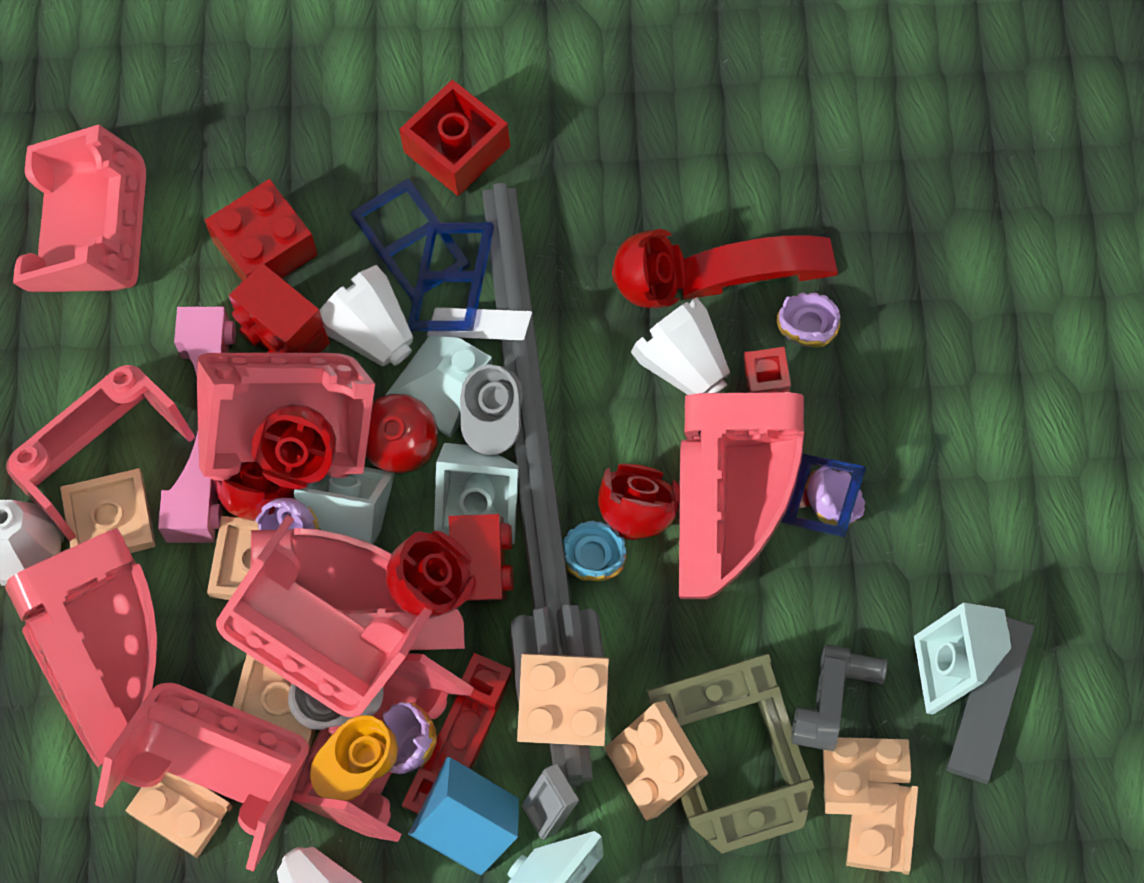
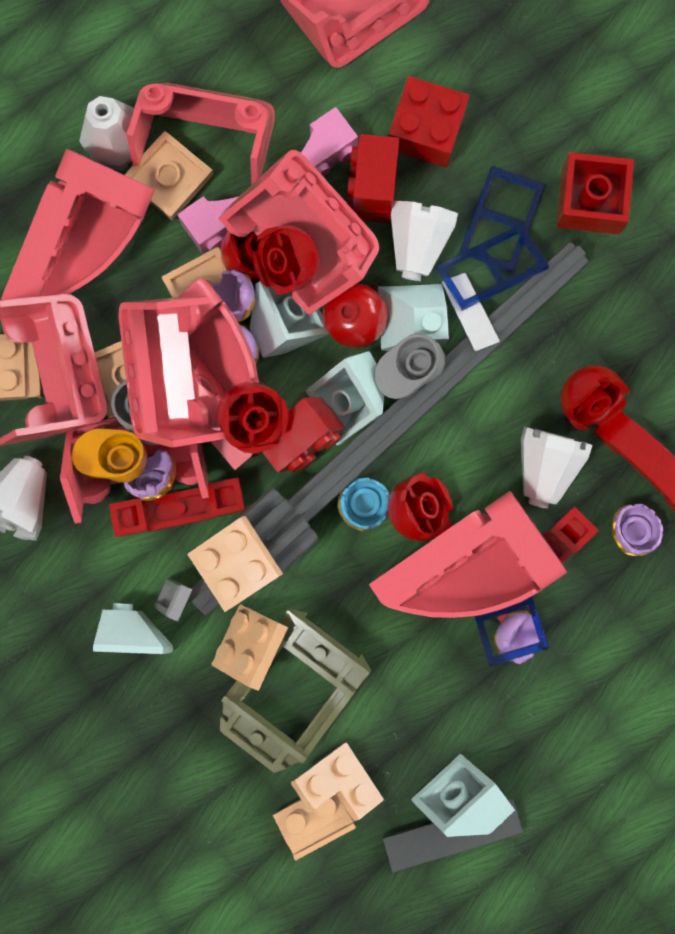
camera: 50 degrees right, 15 degrees up
(467, 818) = (131, 552): dark azure slope -> none
(821, 725) = (346, 740): dark grey beam -> none

